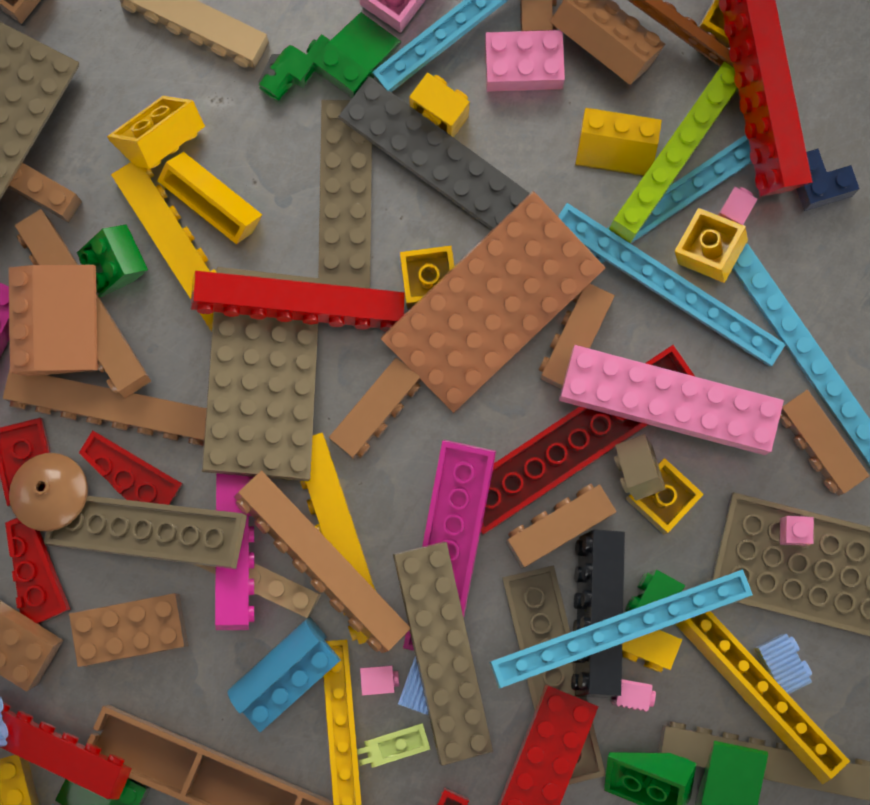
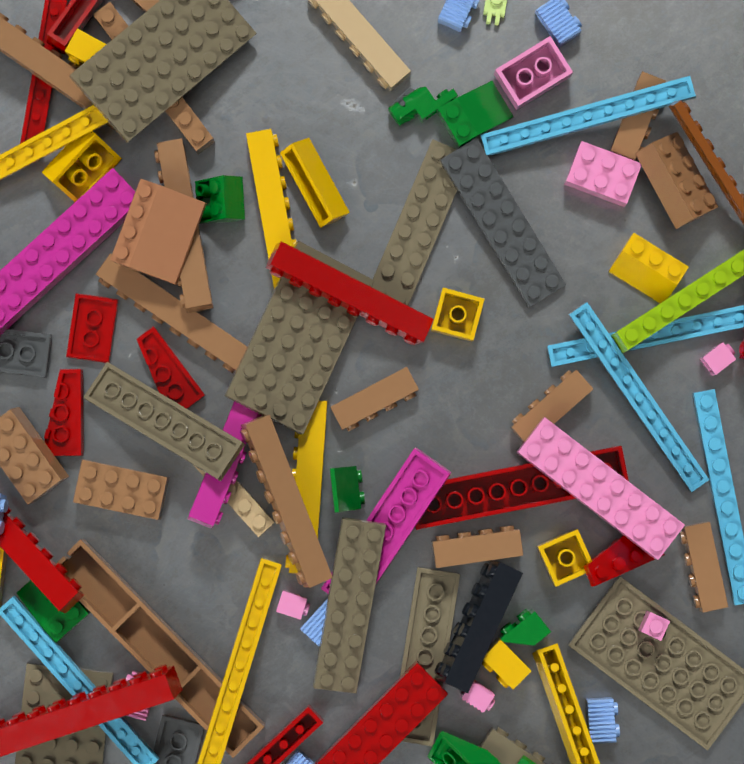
camera: 20 degrees right, 5 degrees up
(58, 502) = (107, 372): medium nougat dish -> none
(157, 131) = (295, 113): yellow slope -> none
(283, 675) = (223, 572): dark azure brick -> none
(384, 521) = (346, 488): none -> green slope
(394, 746) = (284, 658): yellowish green hinge -> none
(440, 103) = (522, 183): yellow brick -> none
(493, 302) = (498, 356): nougat plate -> none
(620, 629) = (488, 644): medium azure plate -> none
(640, 467) = (555, 529): dark tan brick -> none
(711, 245) = (685, 380): yellow brick -> none
(722, 474) = (616, 560): none -> red wing

